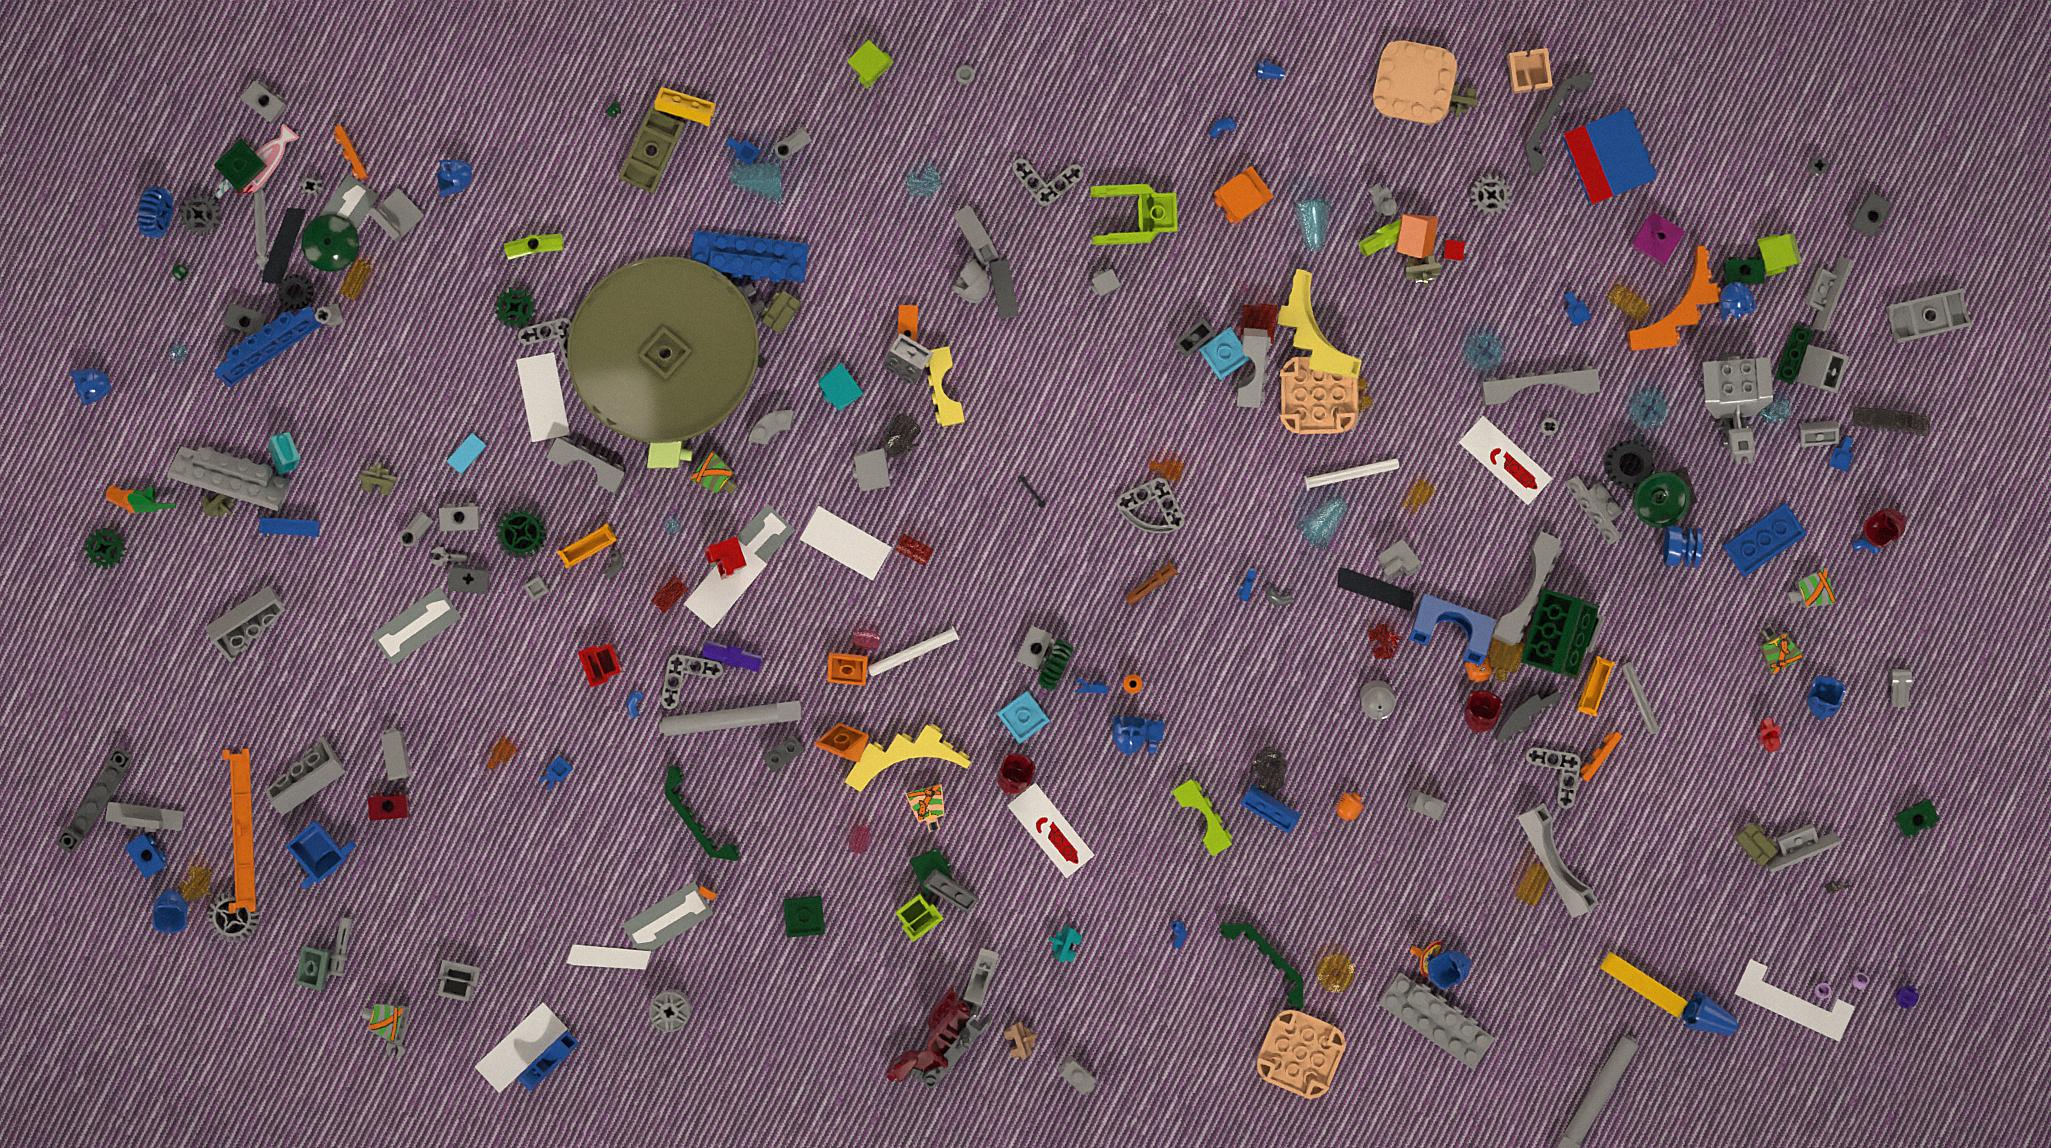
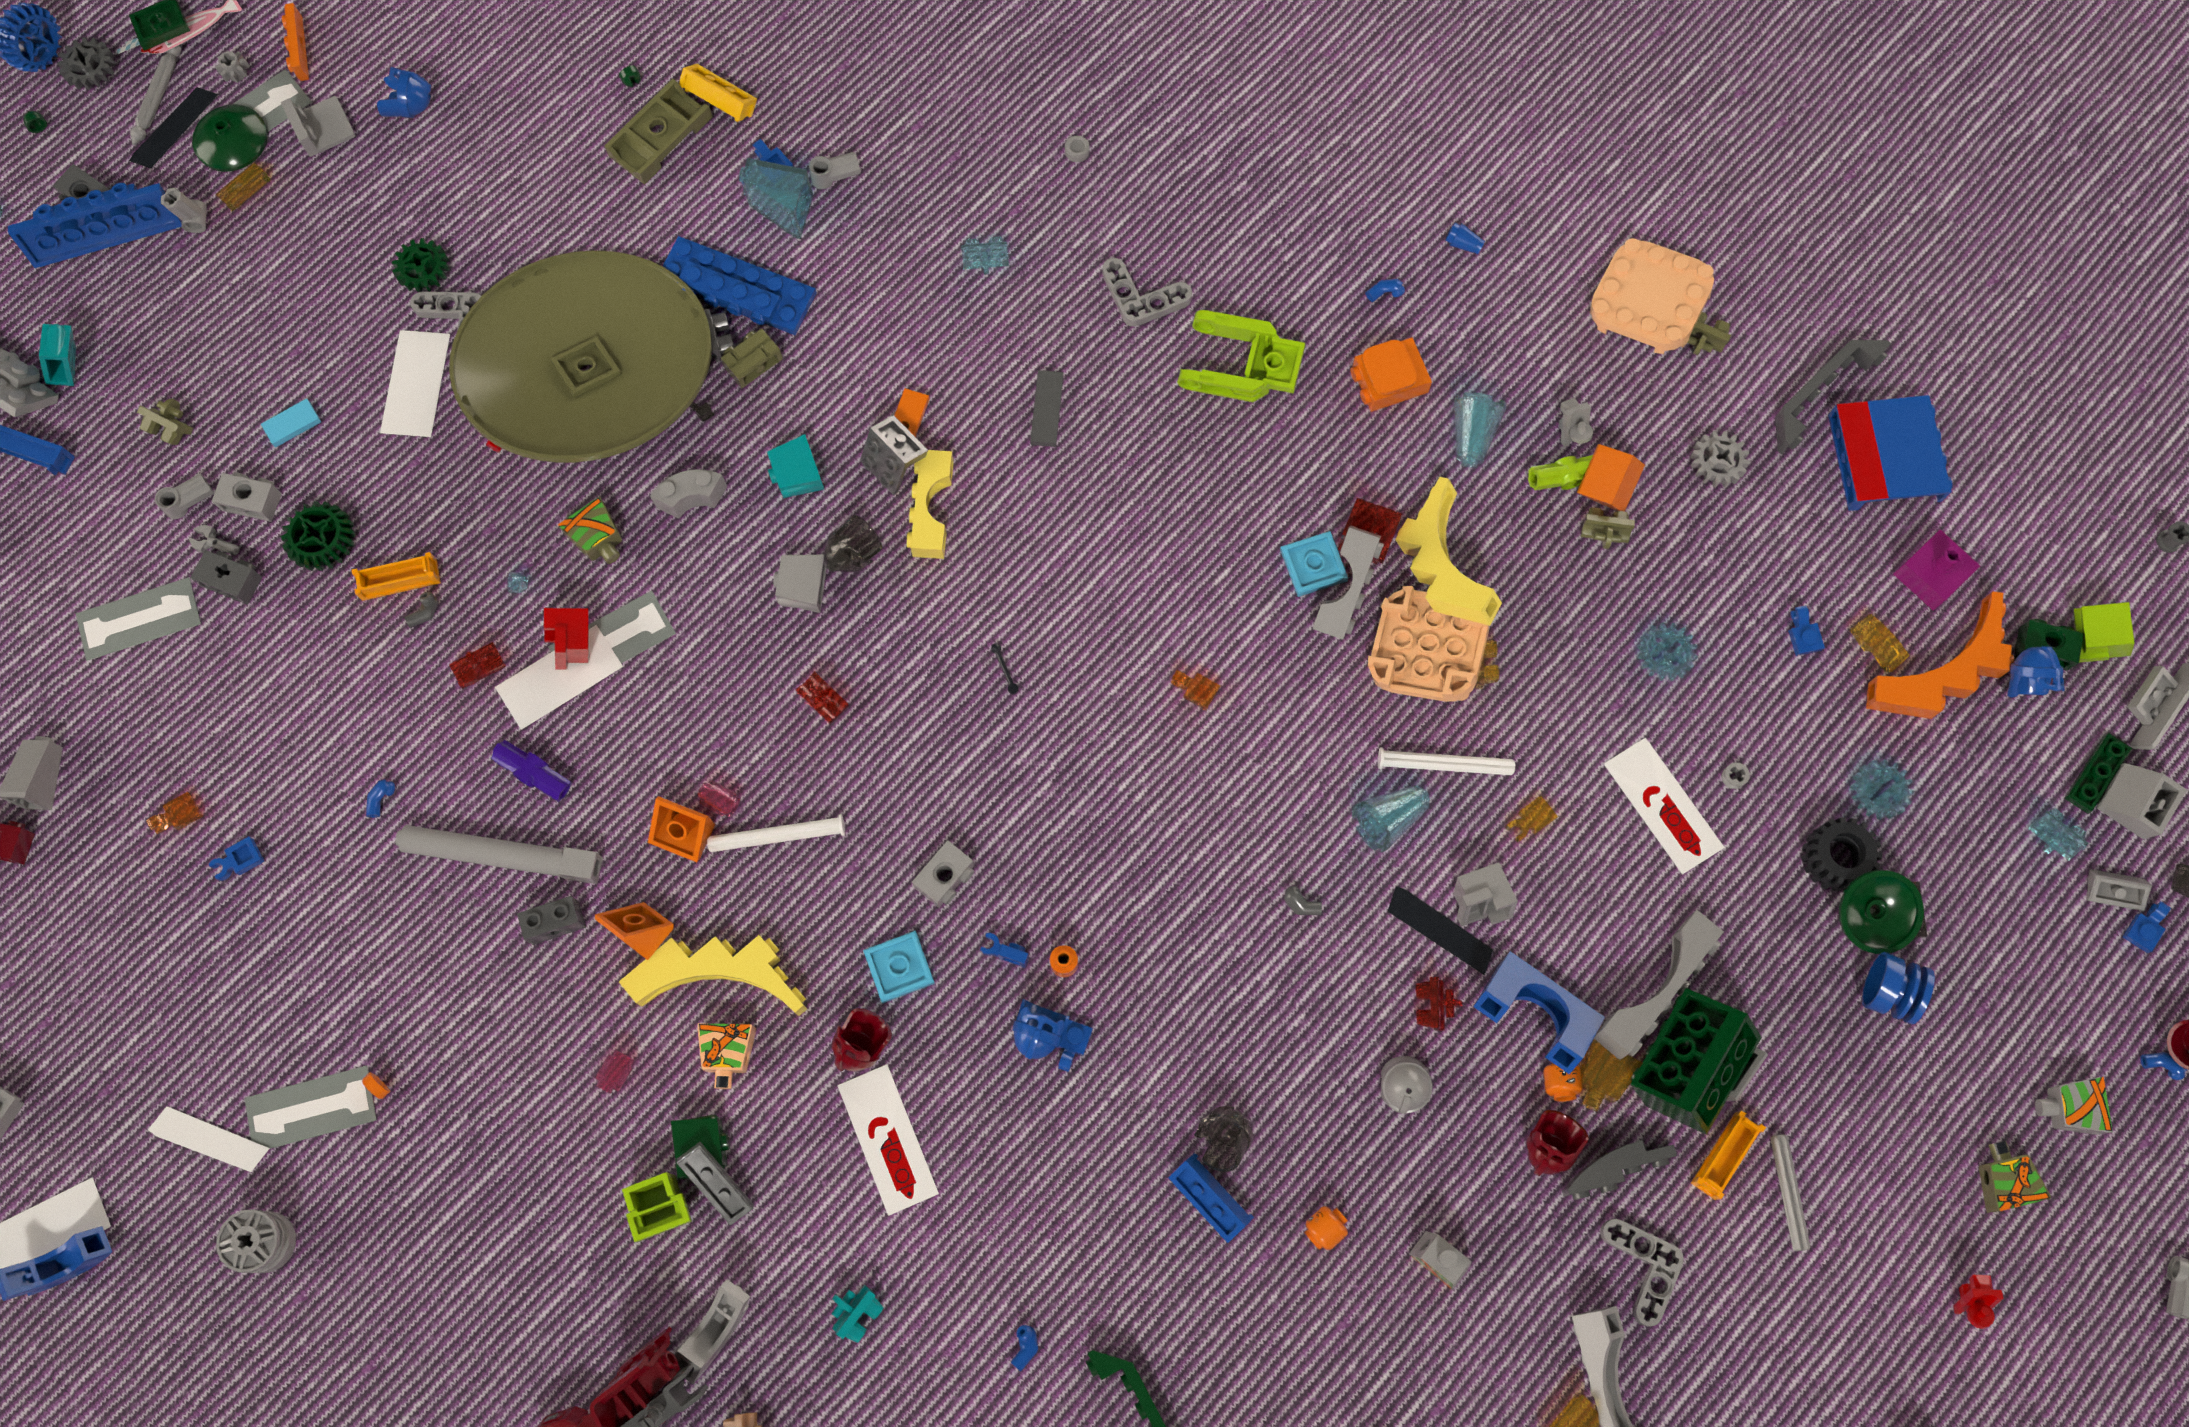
camera: 20 degrees right, 15 degrees down
(284, 291) = (158, 166): black tyre -> none
(521, 247) = (460, 200): lime piece -> none
(536, 588) = (310, 613): light grey tile -> none
(565, 453) = (455, 495): light grey arch -> none
(600, 663) = (352, 729): red plate -> none
(668, 455) = (542, 488): yellowish green torso -> none
(674, 778) = (389, 914): dark green slope -> none
(685, 668) = (461, 770): light grey beam -> none
(804, 916) = (499, 1161): dark green tile -> none
(845, 543) = (736, 668): white sticker -> none
(869, 63) = (962, 99): lime plate -> none
(974, 284) = (1013, 385): light grey helmet -> none
(976, 235) = (1031, 333): light grey slope -> none
(1055, 665) = (963, 902): dark green gear -> none
(1104, 283) = (1180, 433): light grey brick -> none
(1152, 493) = (1166, 716): light grey beam -> none
(1159, 577) = (1143, 829): dark orange pin -> none
(1189, 795) = (1098, 1145): lime arch -> none
(1194, 338) = (1279, 528): dark grey brick -> none
(1244, 590) = (1258, 876): blue plate -> none
(1454, 250) = (1654, 516): red tile -> none
(1529, 71) = (1808, 325): light nougat piece -> none
(1580, 382) = (1790, 726): light grey arch -> none
(1598, 506) = (1782, 902): light grey bracket -> none
(1600, 755) = (1714, 1260): orange tile -> none
(1736, 391) = (2015, 795): light grey piece -> none
(1764, 540) = (2014, 1015): blue tile -> none
(1825, 697) = (2072, 1269): blue helmet -> none

